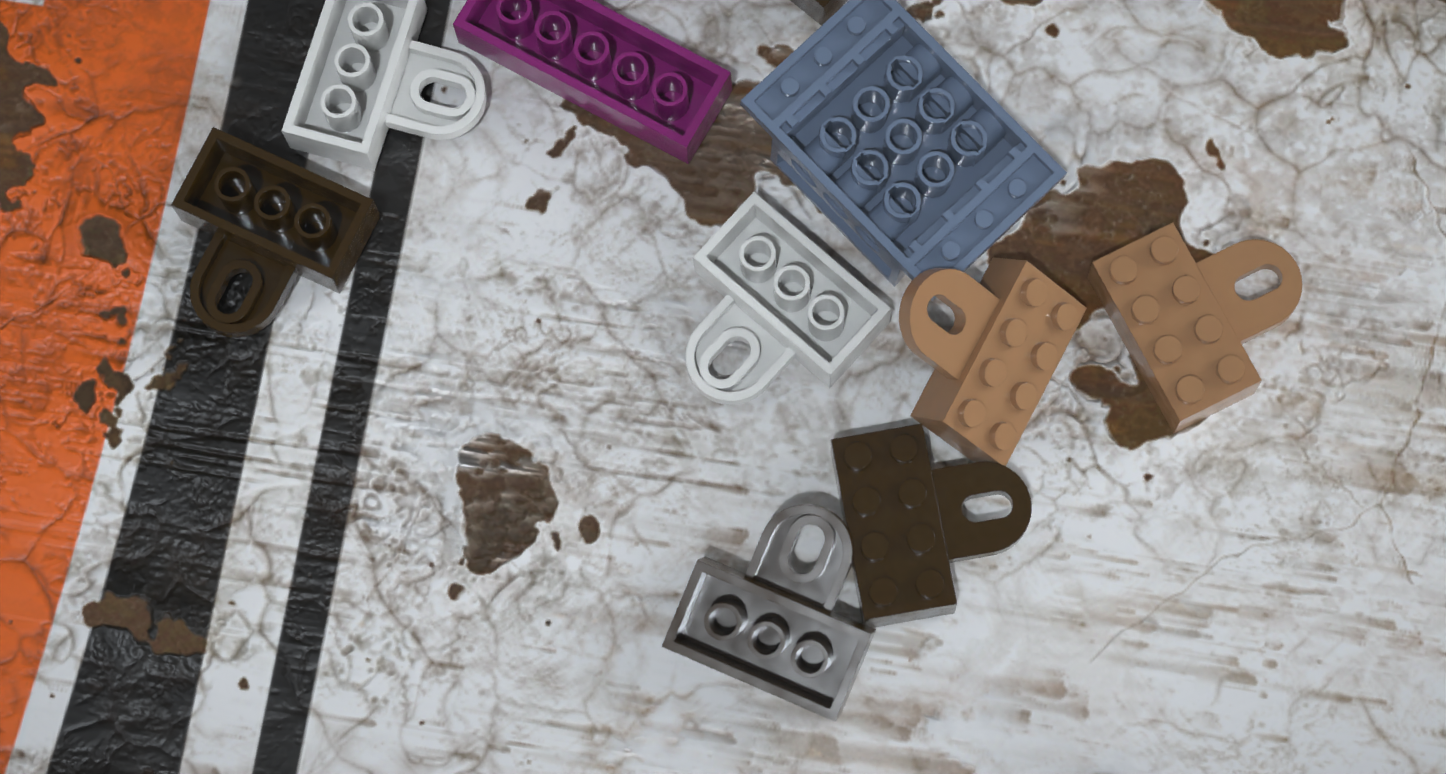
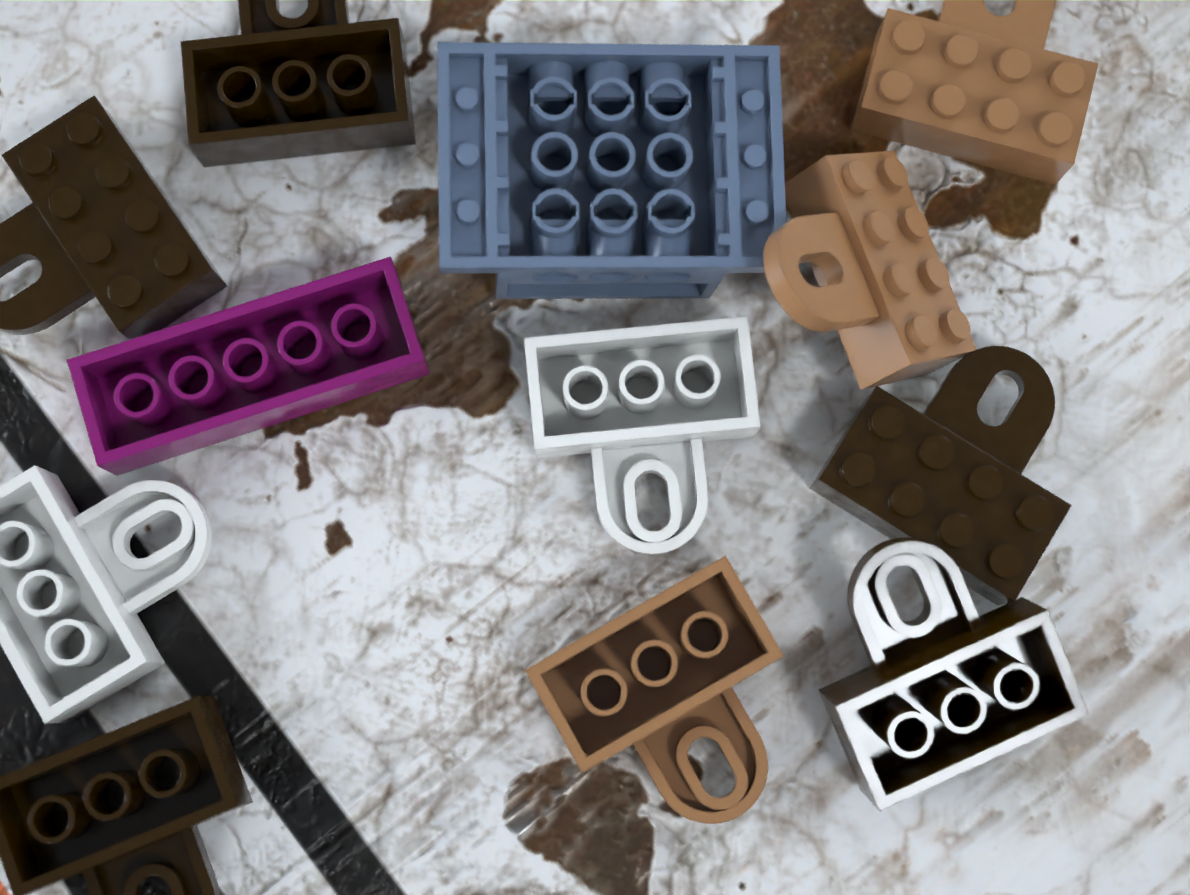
camera: 55 degrees left, 5 degrees up
(624, 460) = (664, 682): none -> medium nougat brick

